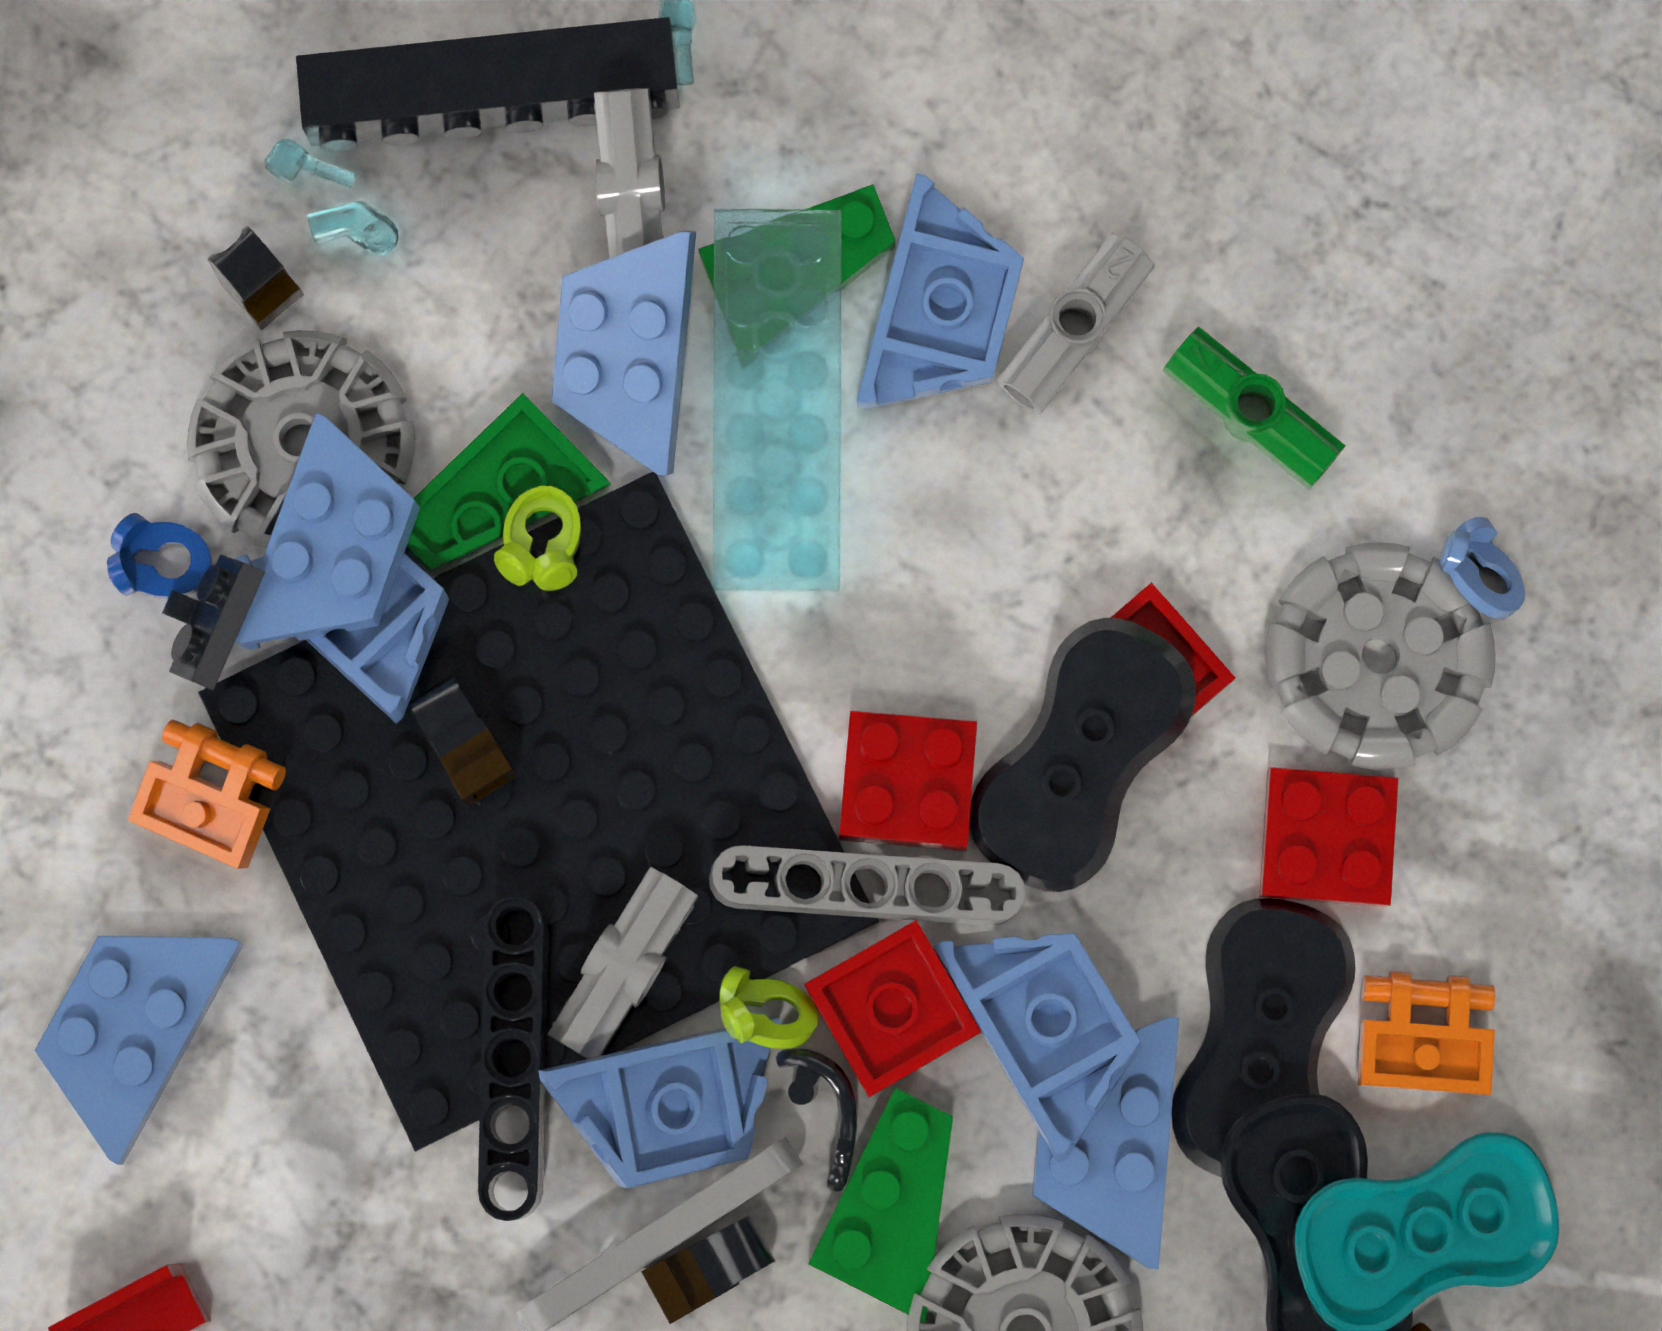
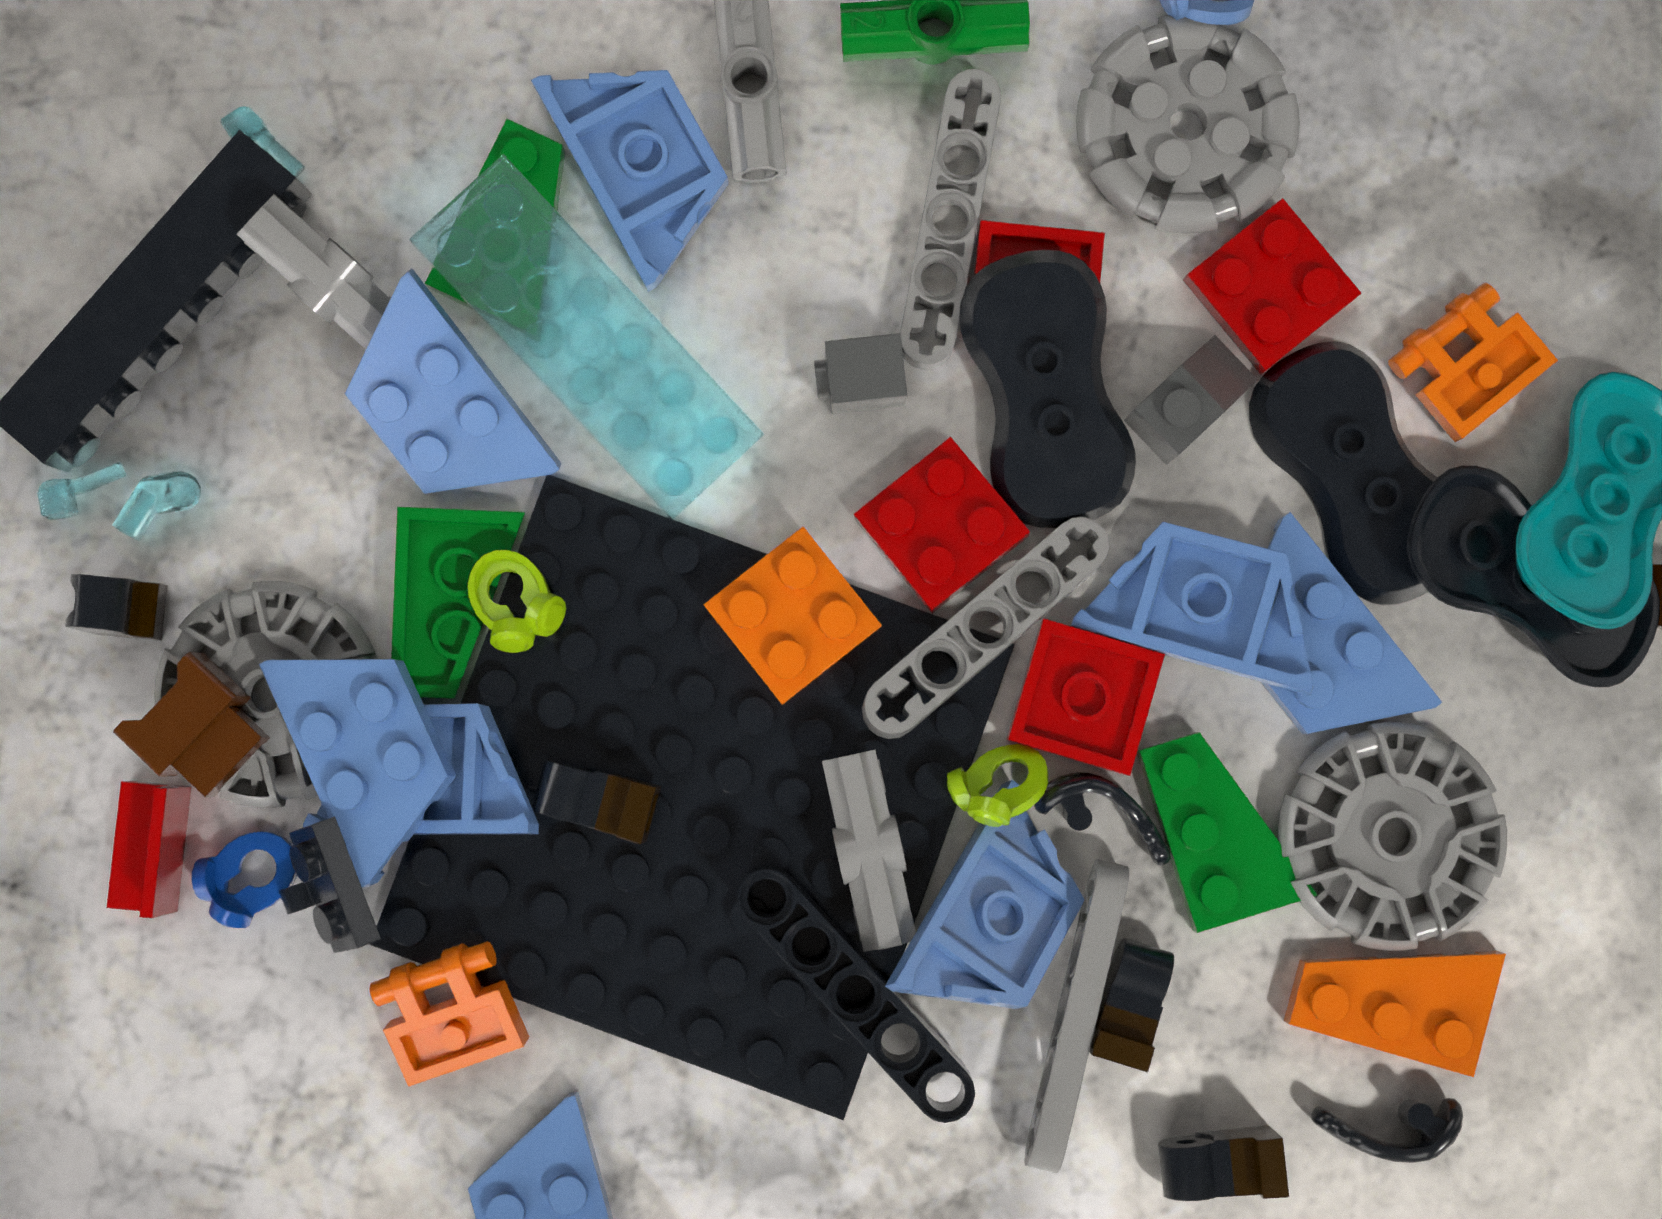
camera: 45 degrees left, 5 degrees up
(109, 471) = (149, 848): none -> red panel
(228, 417) = (196, 728): none -> reddish brown piece
(732, 742) = (792, 615): none -> orange plate
(954, 613) = (862, 373): none -> dark grey brick
(1153, 538) = (954, 189): none -> light grey beam
(1185, 862) = (1190, 400): none -> dark grey slope

